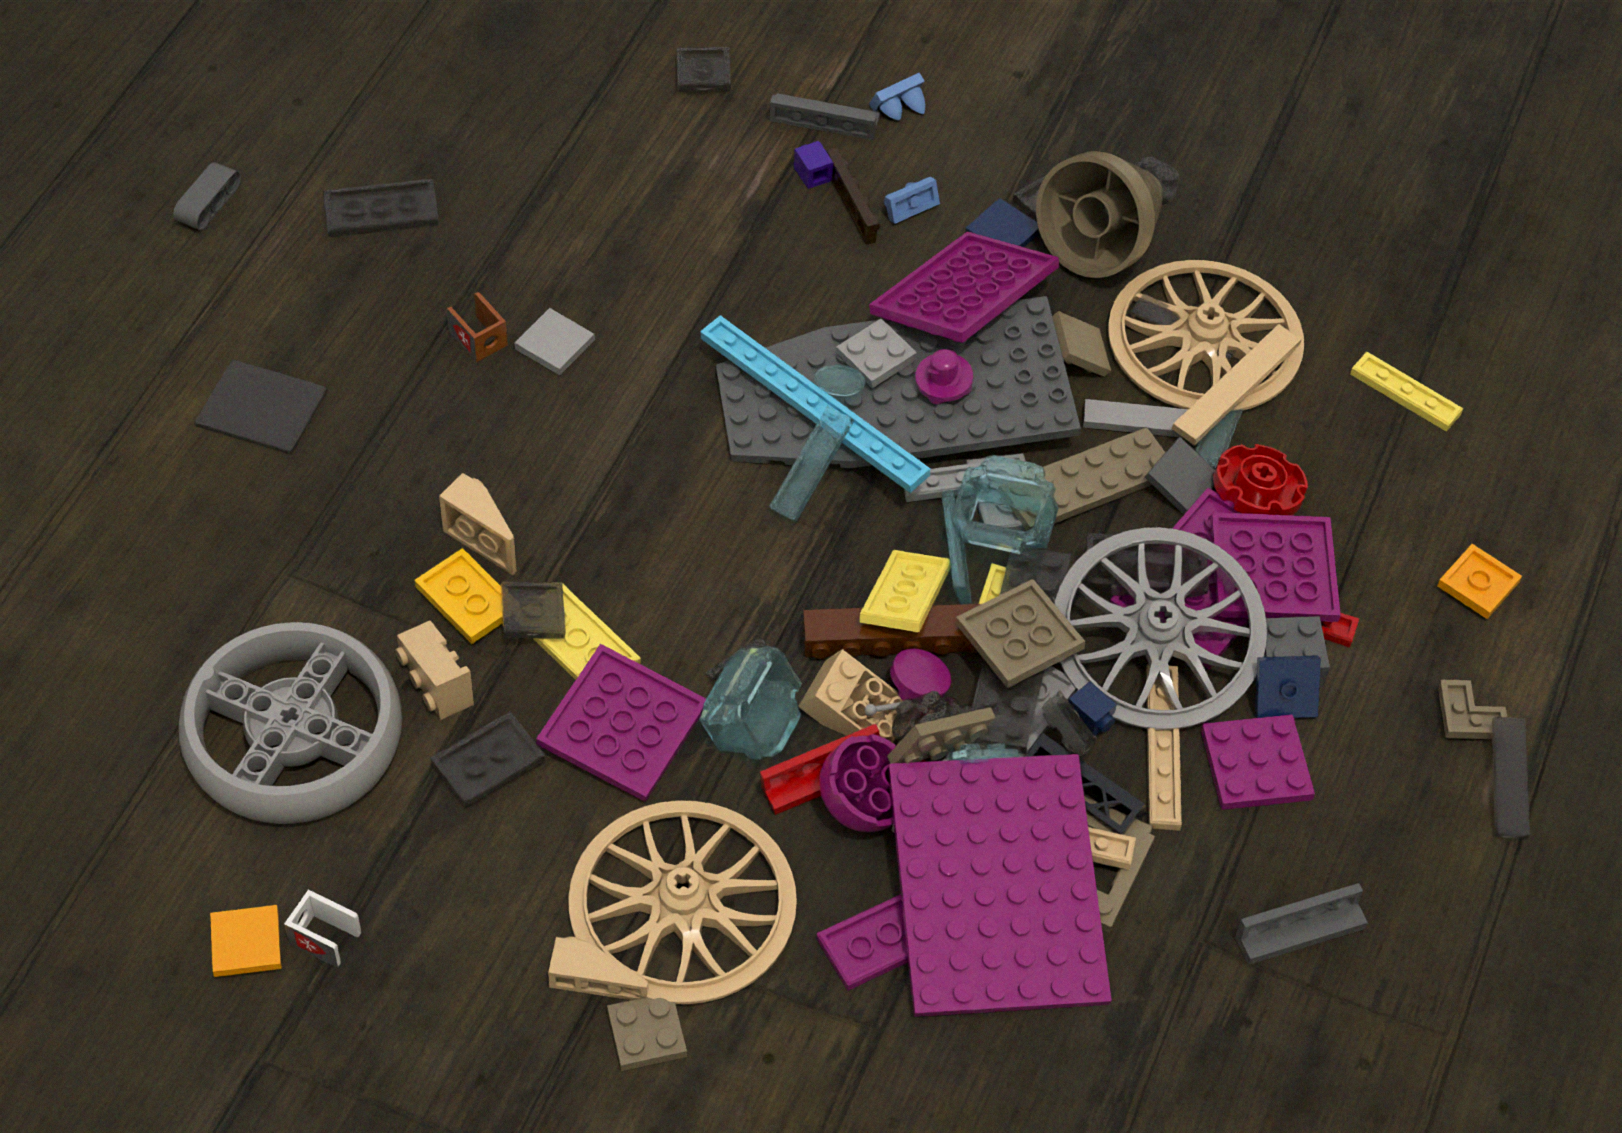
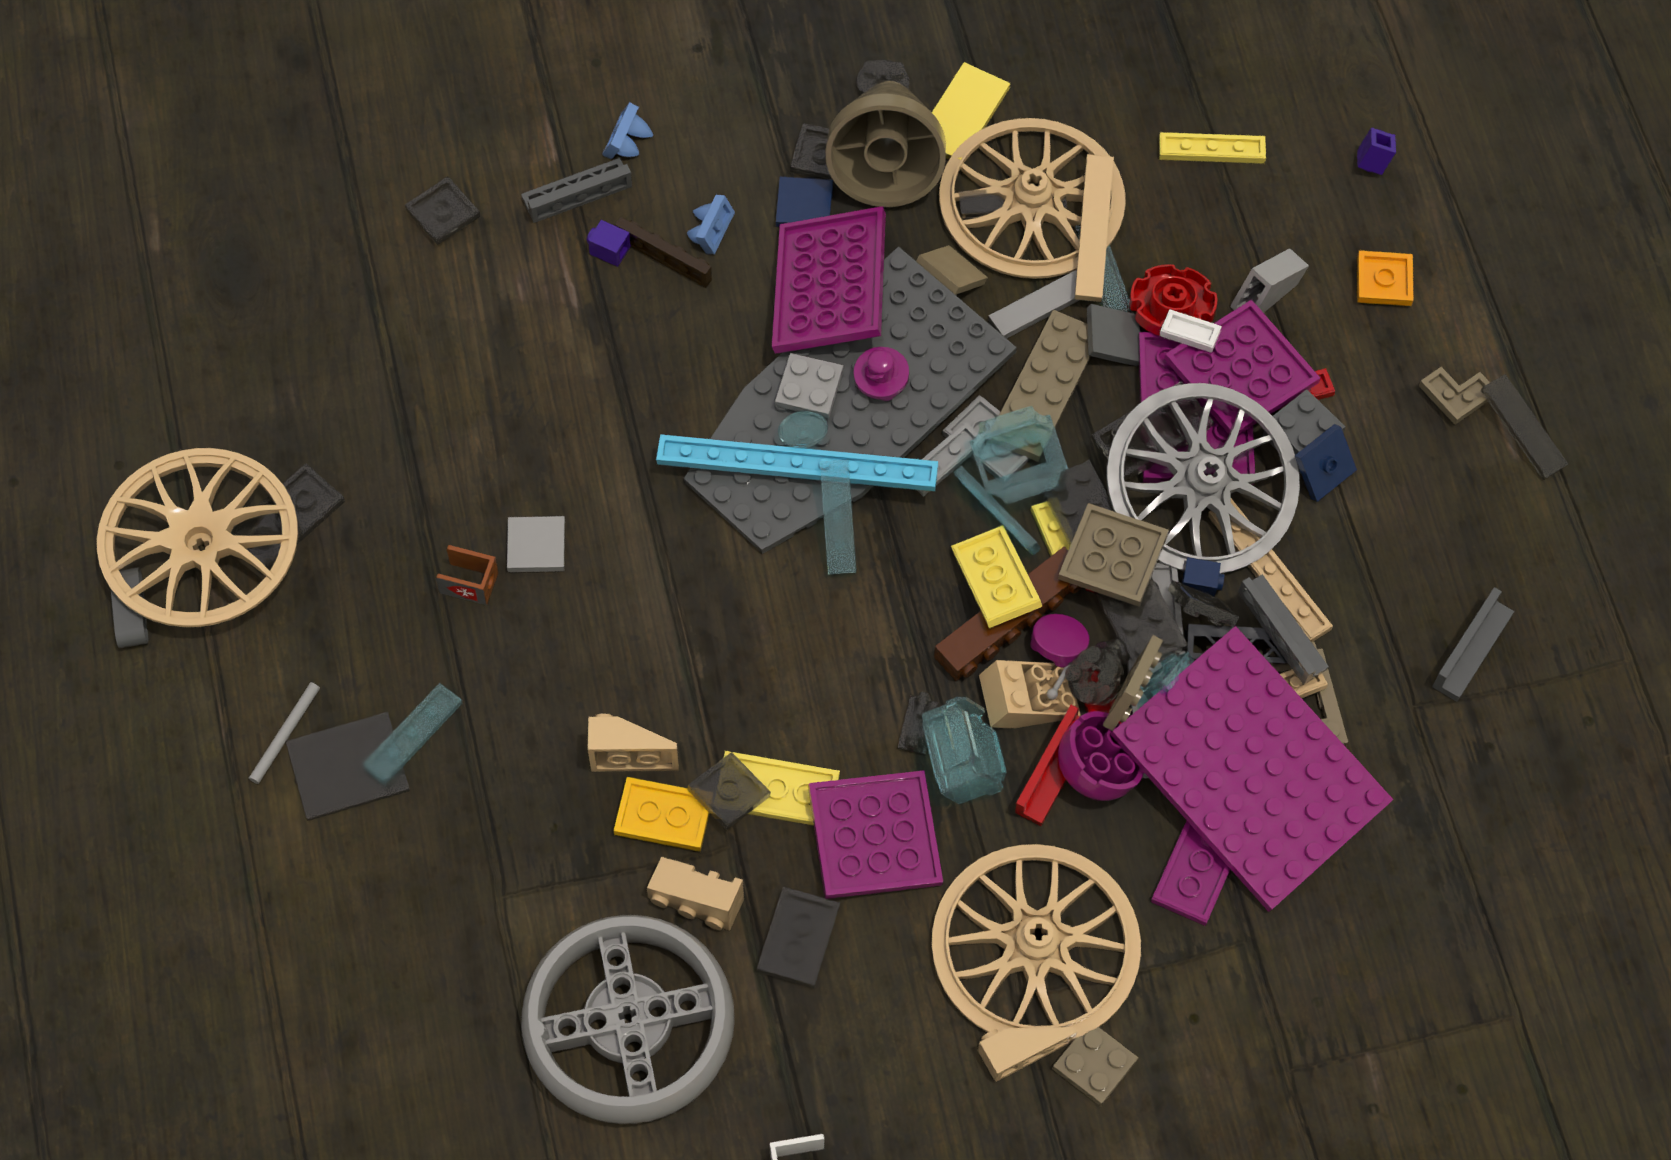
camera: 35 degrees left, 10 degrees up
(236, 353) = (284, 733): none -> light grey bar
(297, 173) = (194, 528): none -> tan wheel
(329, 413) = (412, 734): none -> clear light blue tile
(1124, 788) = (1282, 628): none -> dark grey fence
(1205, 237) = (968, 104): none -> light yellow tile
(1250, 507) = (1190, 331): none -> white tile
(1257, 762) = (1343, 536): magenta plate -> none
(1366, 518) = (1271, 280): none -> light grey slope
(1557, 474) = (1376, 151): none -> dark purple brick

